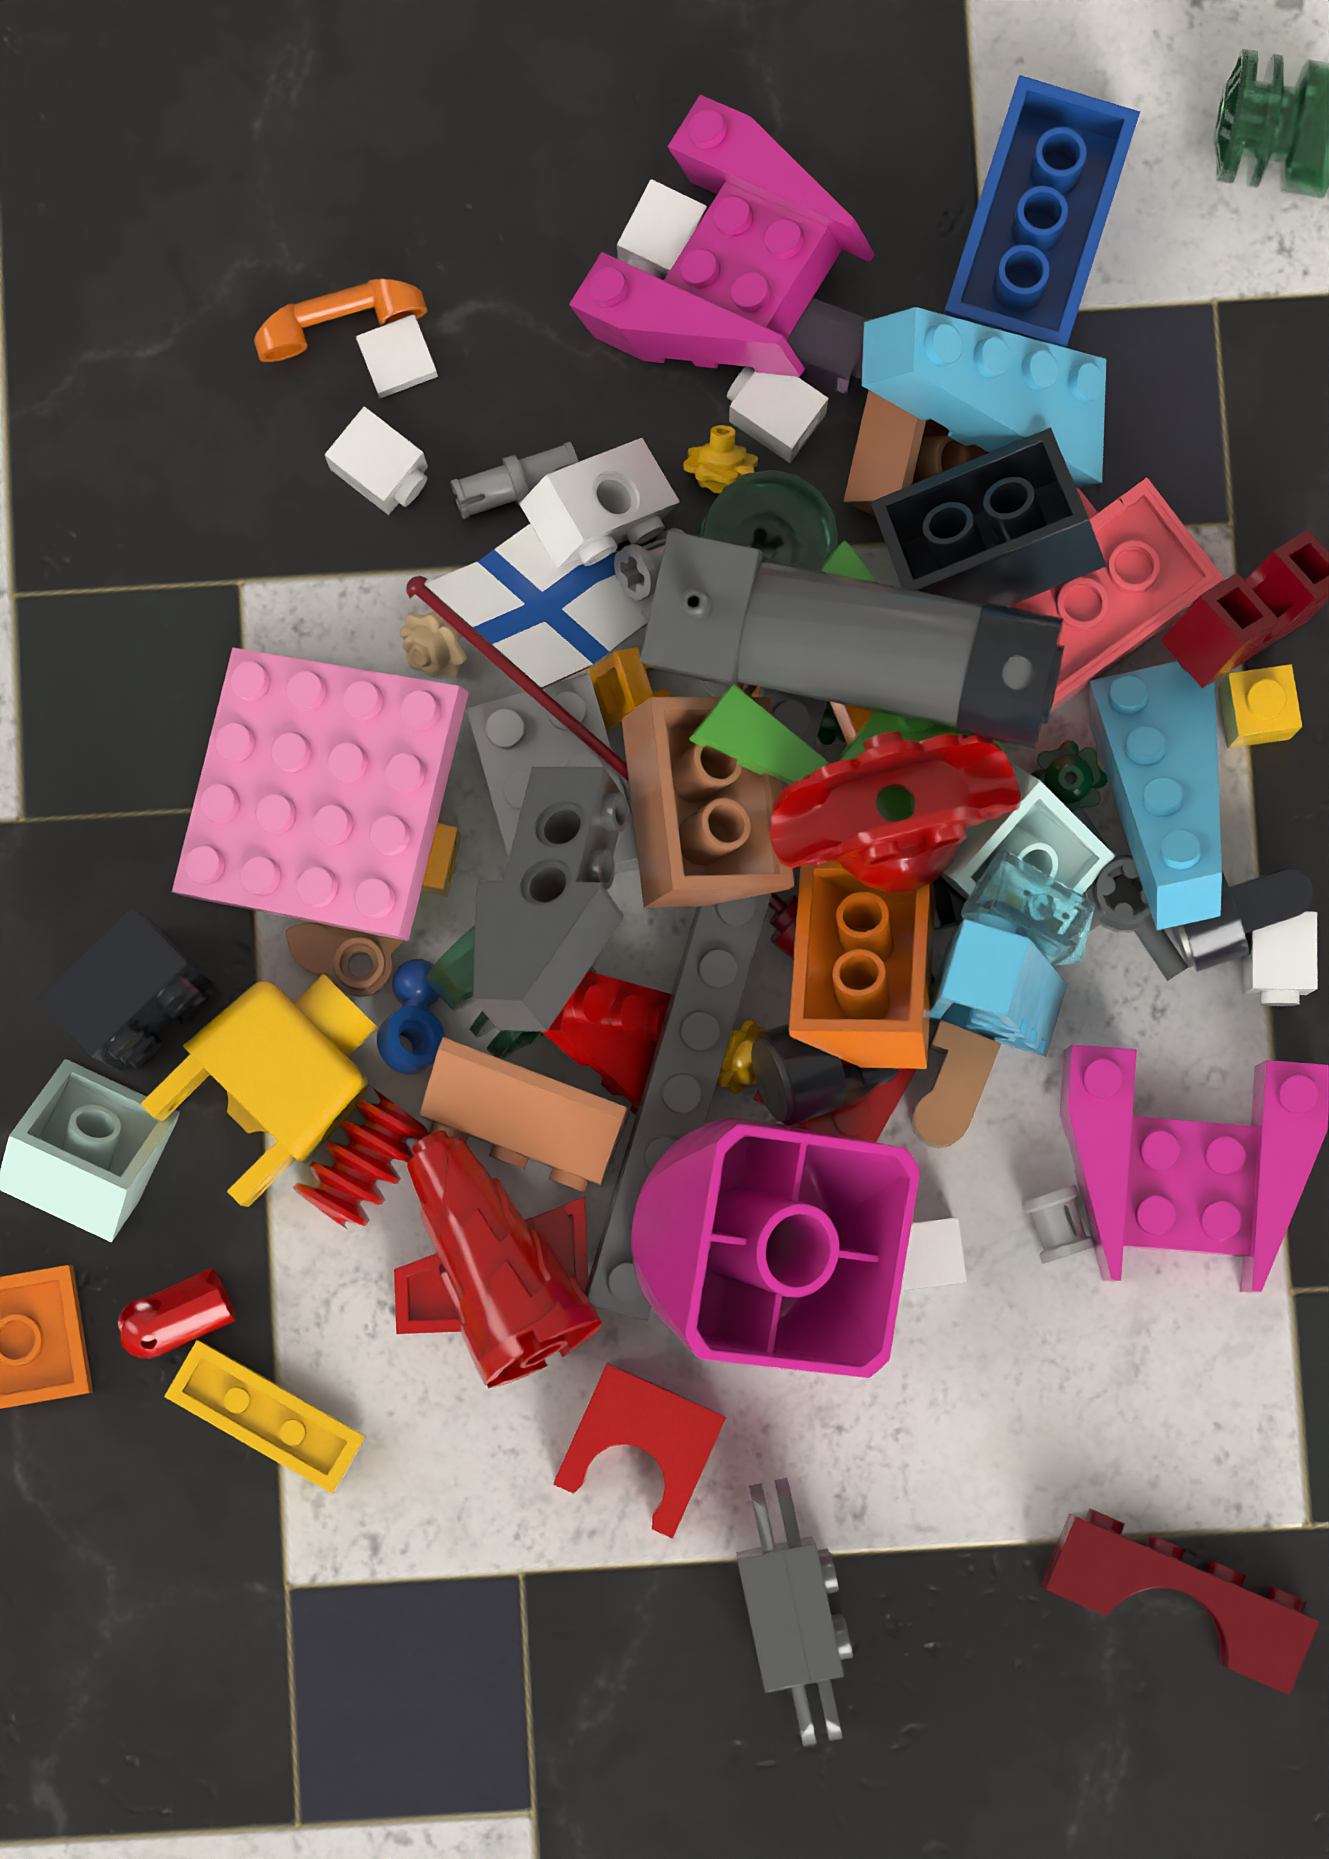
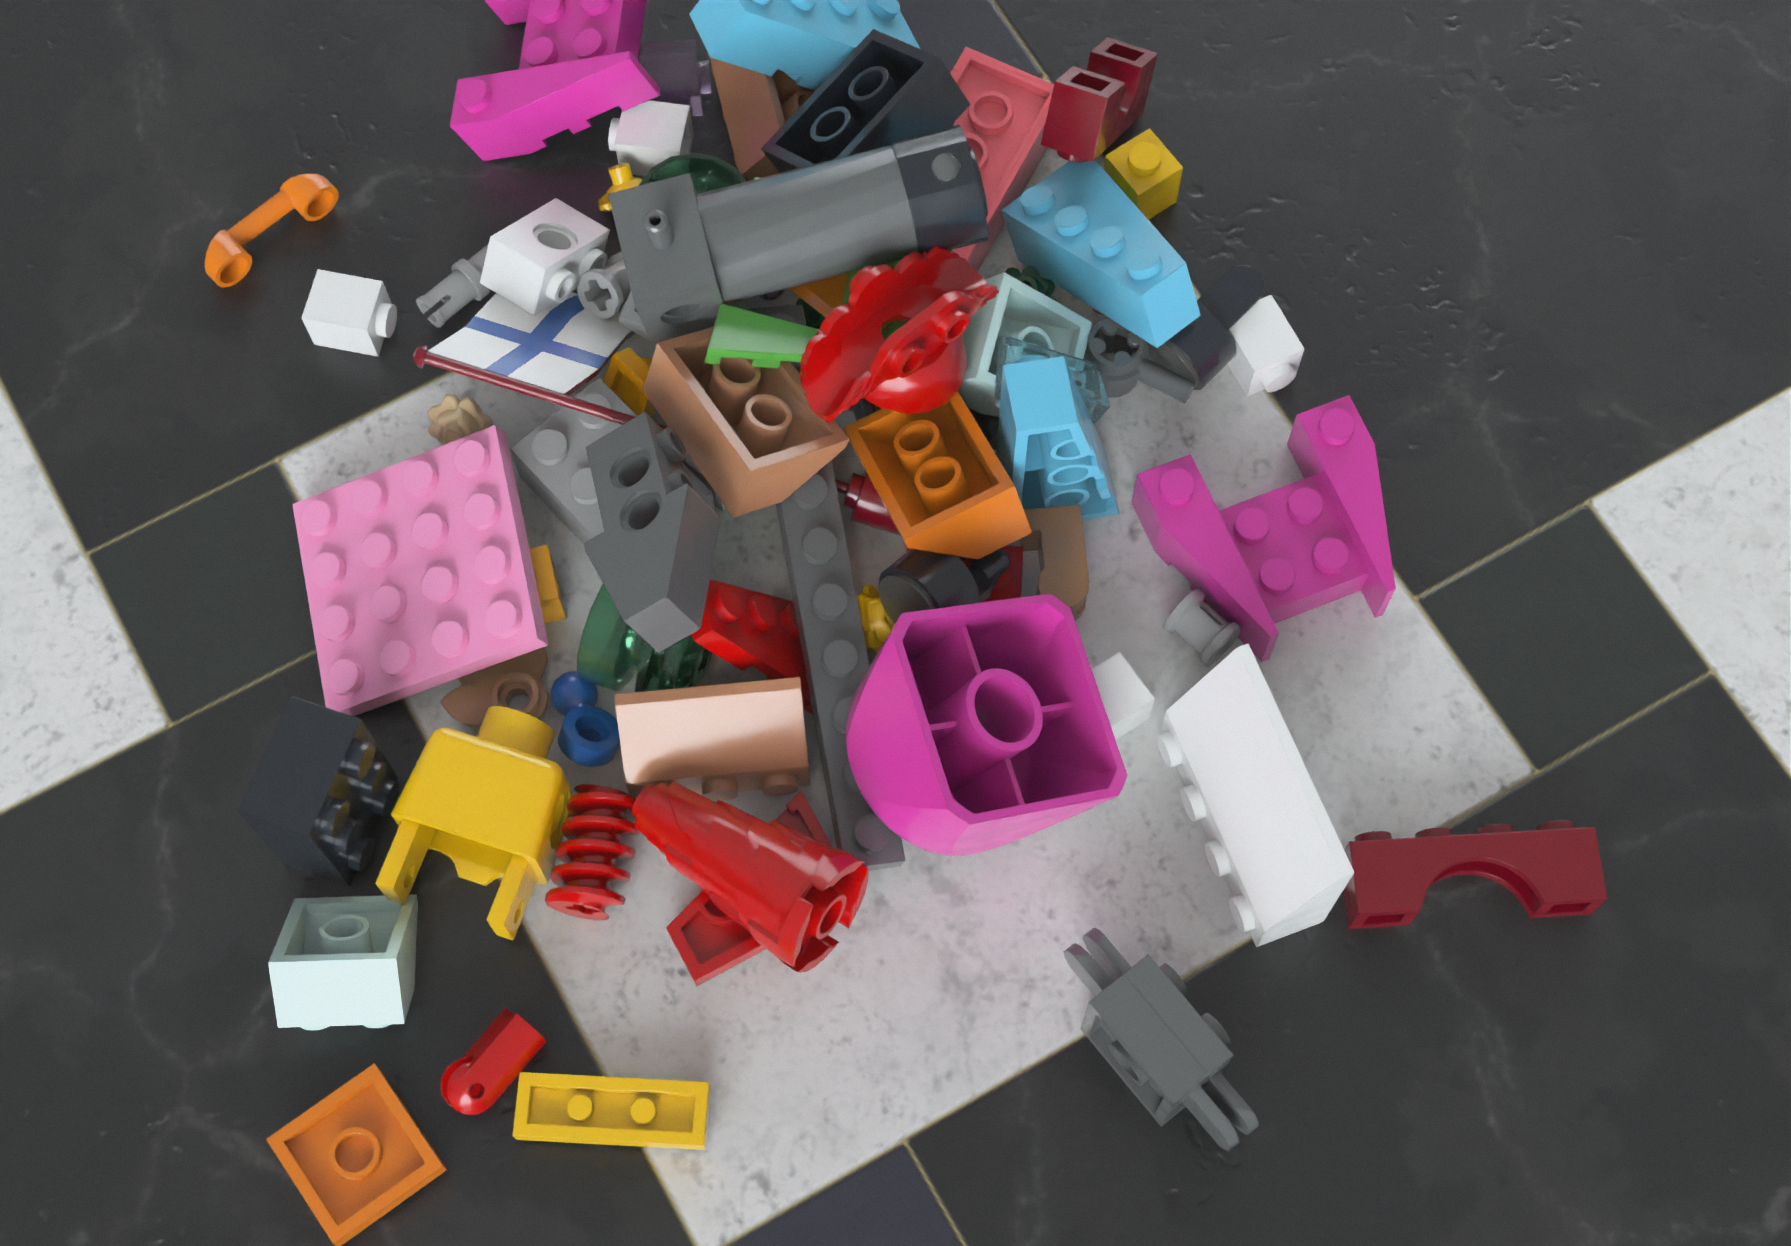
camera: 30 degrees left, 15 degrees down
(396, 356) = (329, 236): white tile -> none
(651, 1418) = (955, 943): red piece -> none
(659, 229) = (495, 44): white brick -> none
(999, 1436) = (1254, 801): none -> white slope

